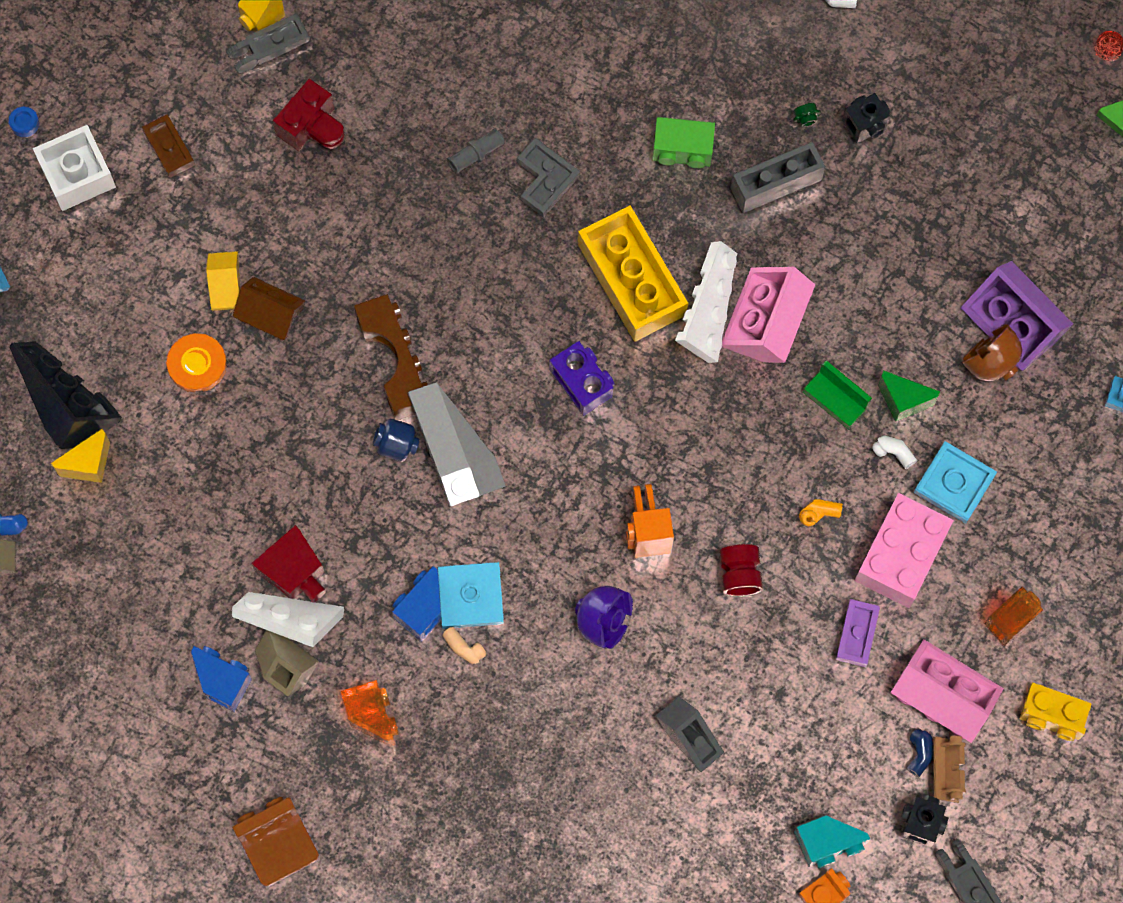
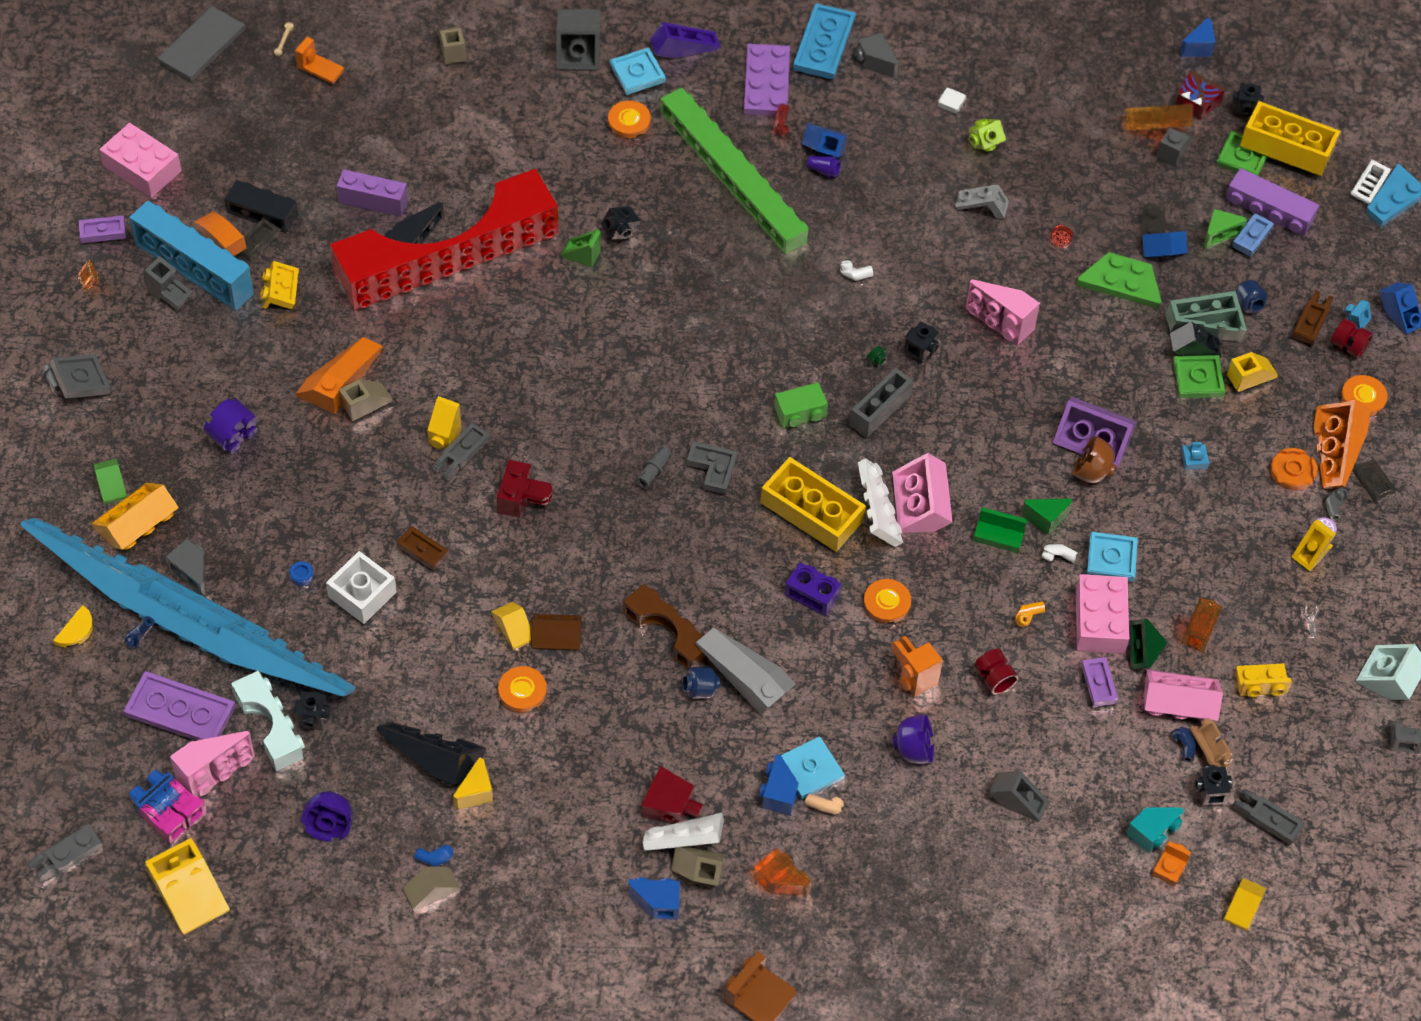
camera: 25 degrees left, 15 degrees down
(662, 427) = (887, 601): none -> orange tile
(933, 611) = (1144, 643): none -> dark green slope
(985, 117) = (1003, 309): none -> bright pink slope

